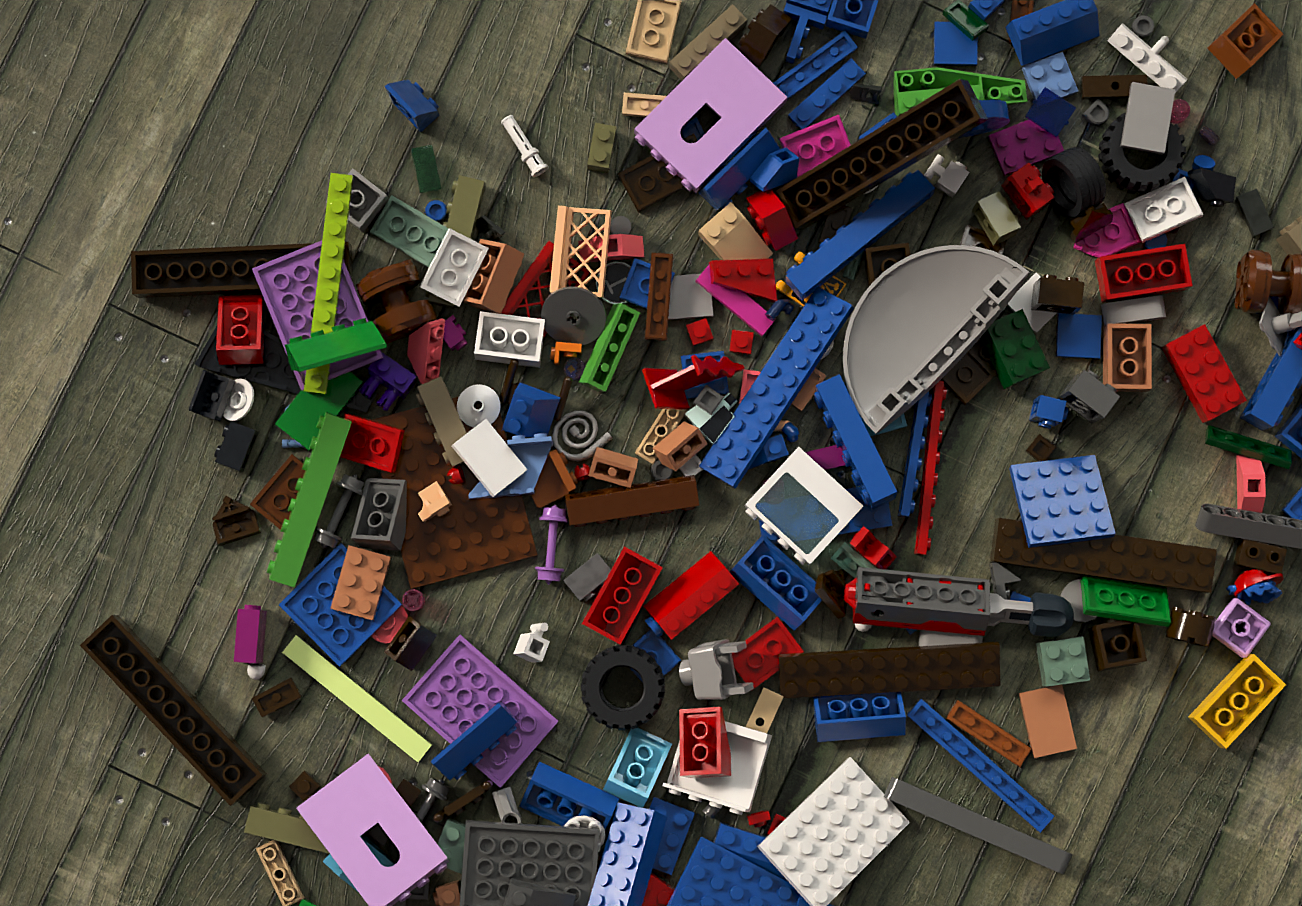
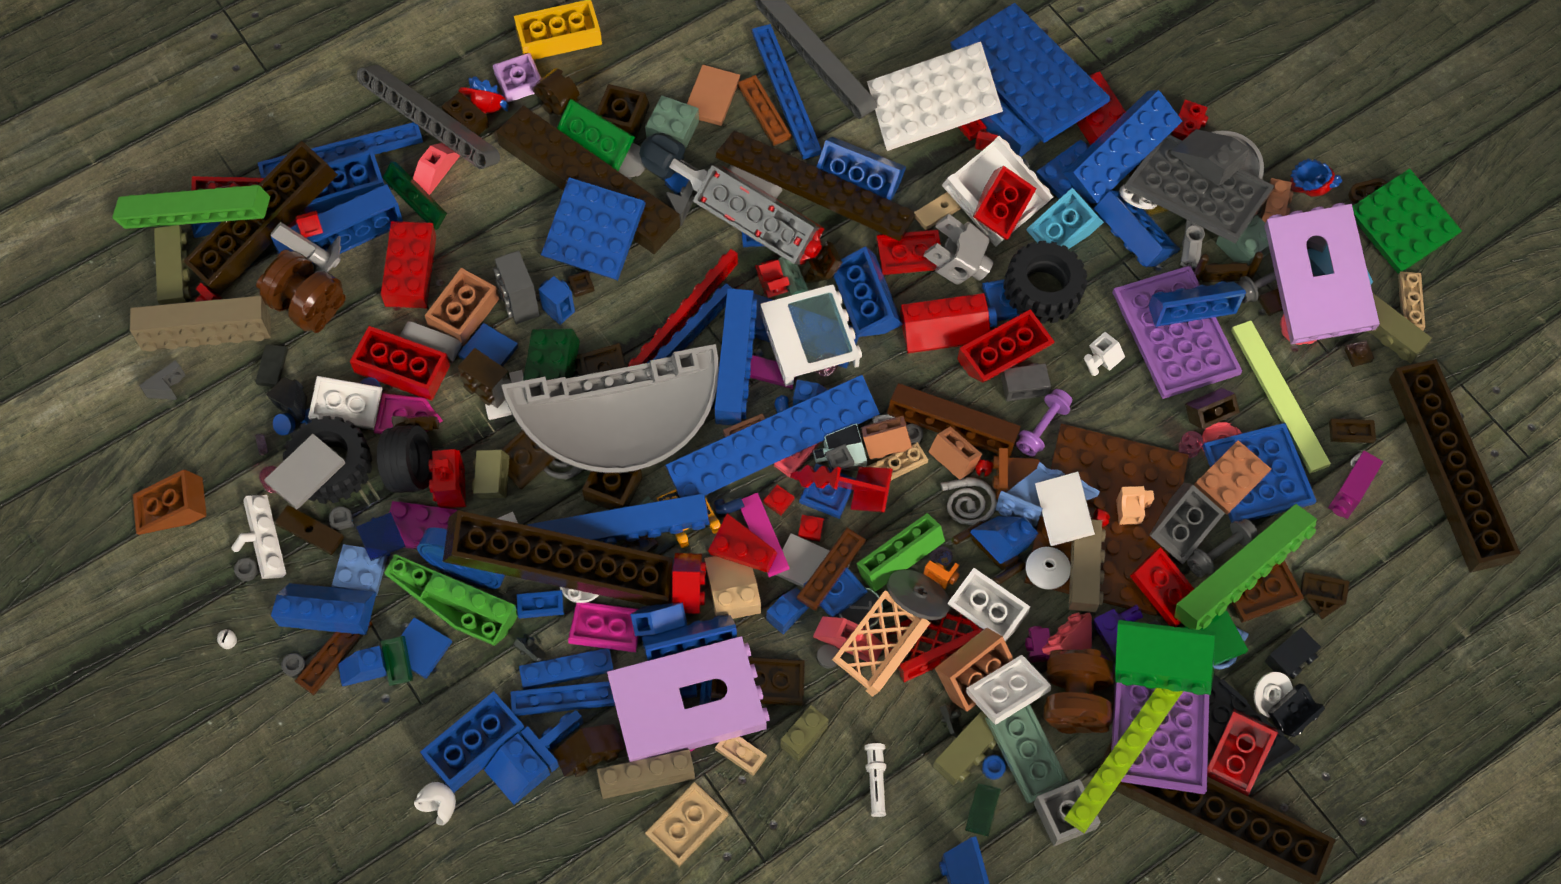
camera: 150 degrees left, 20 degrees down
(676, 244) = (786, 611): none -> blue slope

